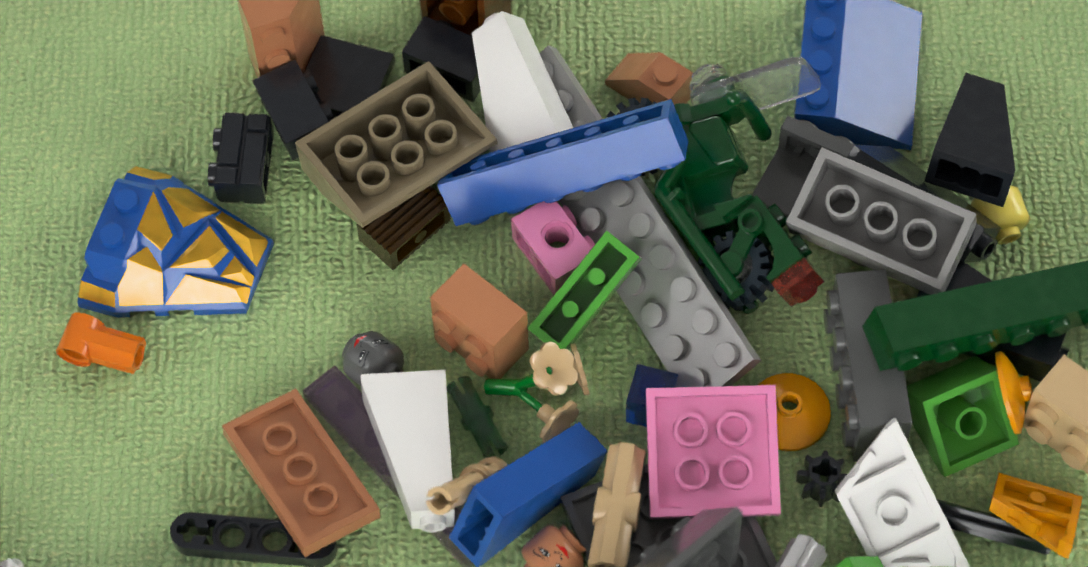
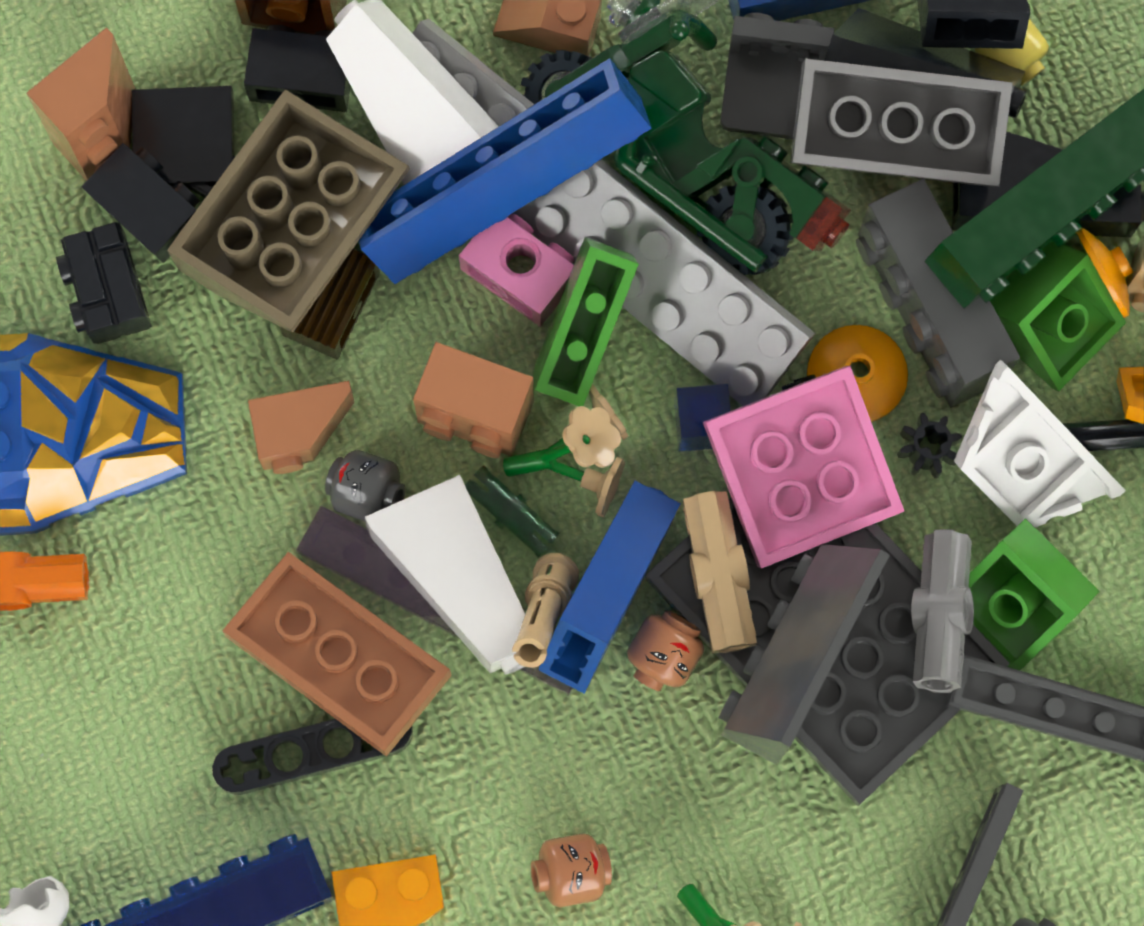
camera: 25 degrees left, 15 degrees up
(343, 300) = (297, 424): none -> nougat slope

